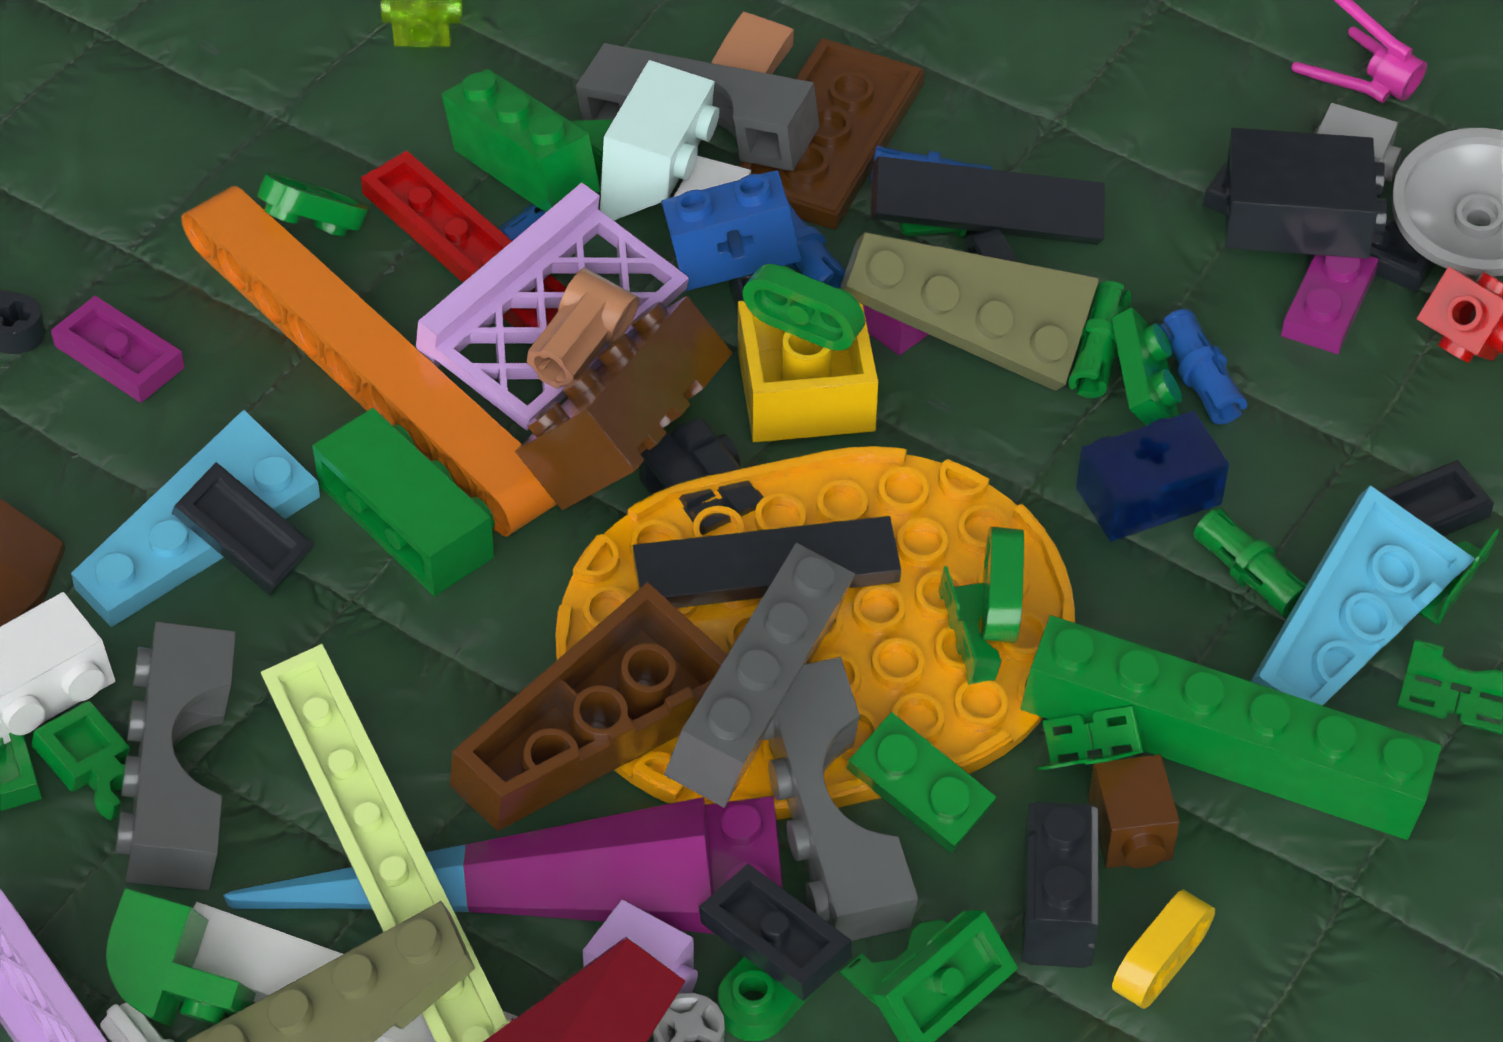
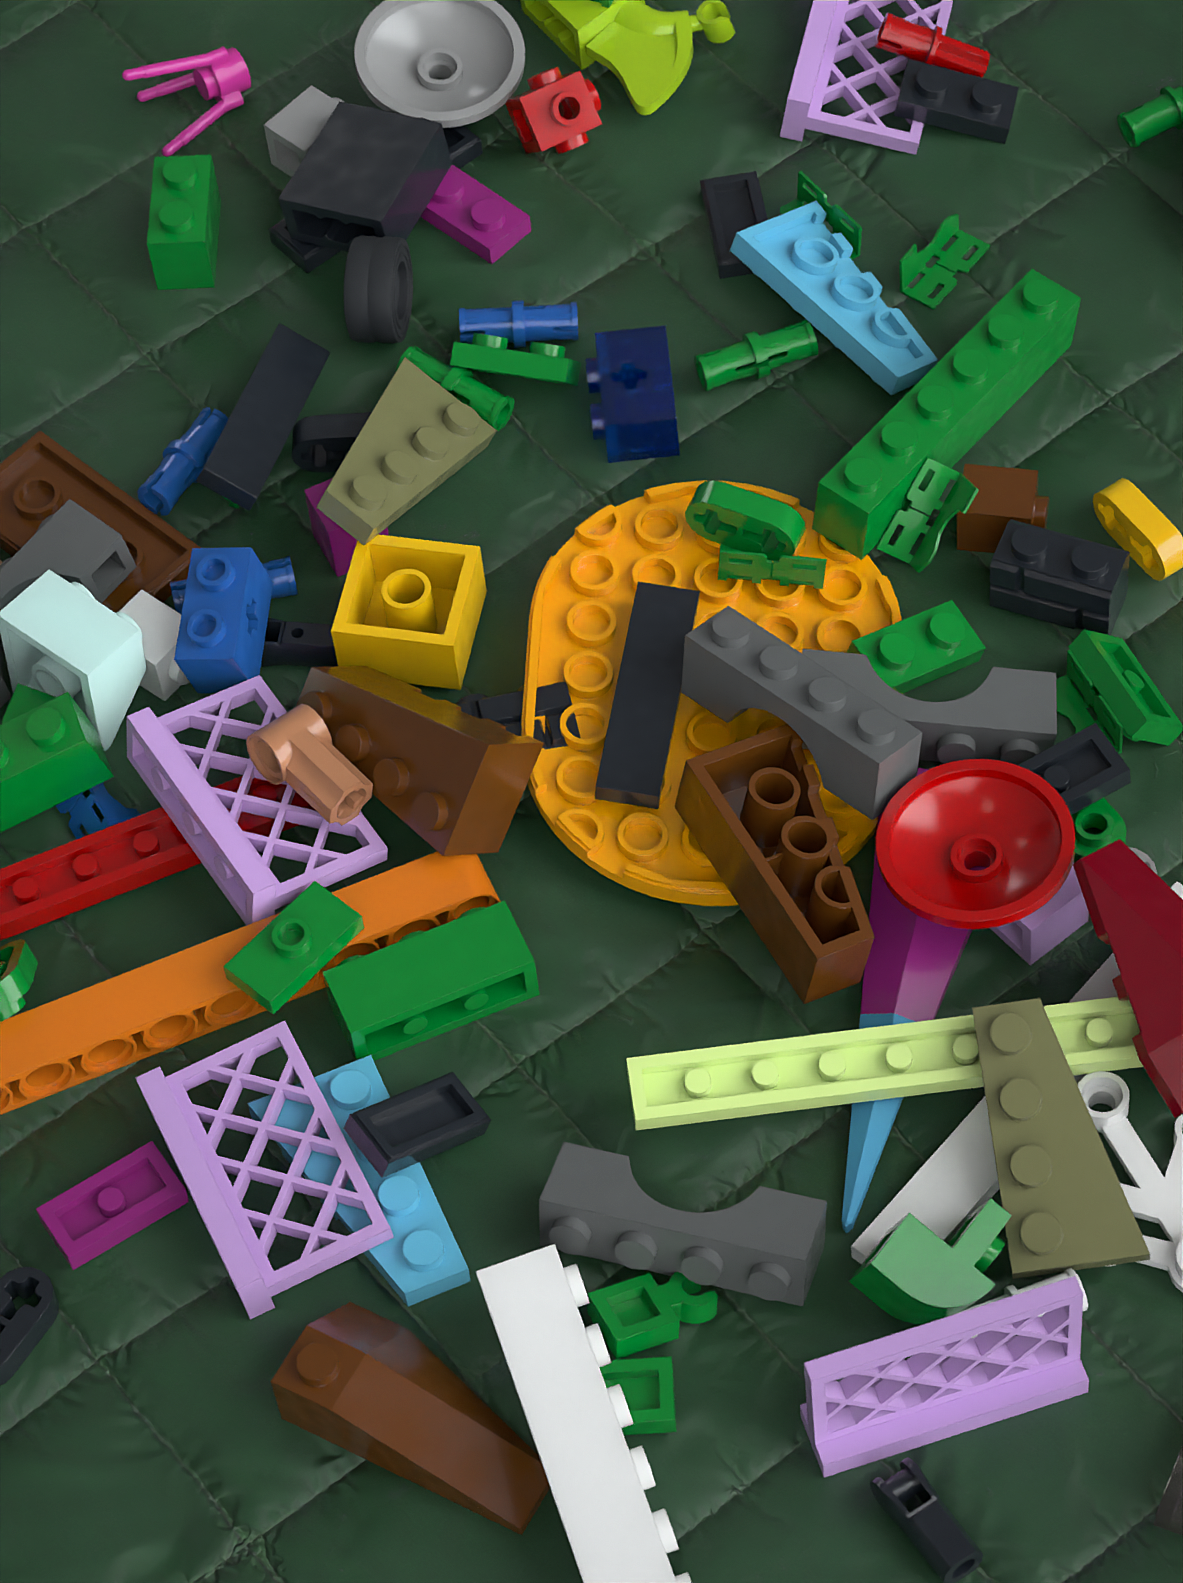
camera: 65 degrees left, 5 degrees up
(149, 404) = (221, 1202): none -> lavender fence
(389, 377) = (294, 947): none -> green plate
(640, 832) = (970, 818): none -> red dish
(804, 307) = (383, 568): green plate -> none
(1170, 214) = (378, 289): none -> black tyre
(1200, 90) = (184, 222): none -> green brick

